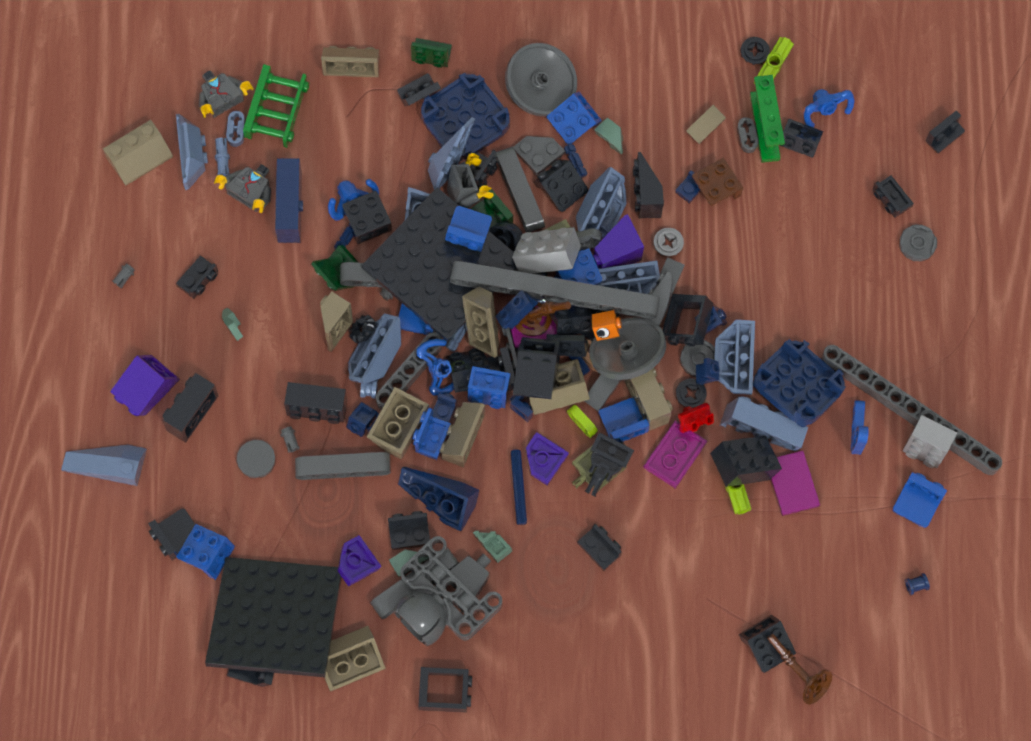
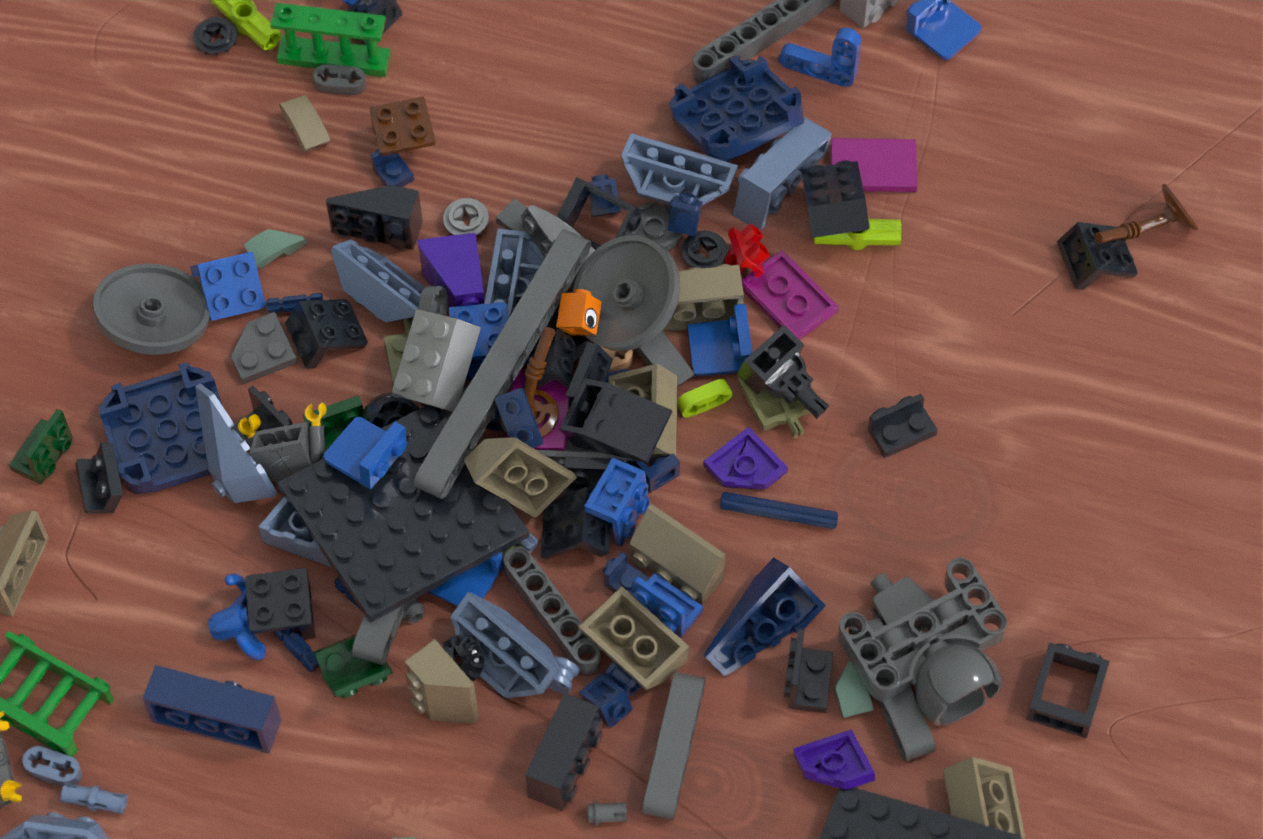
camera: 70 degrees left, 10 degrees down
(248, 187) = (165, 767): dark grey torso -> none
(437, 367) = (564, 563): blue piece -> none
(493, 544) = (858, 567): sand green slope -> none
(519, 190) = (316, 385): dark grey beam -> none
(917, 584) = (1059, 58): dark blue bush -> none

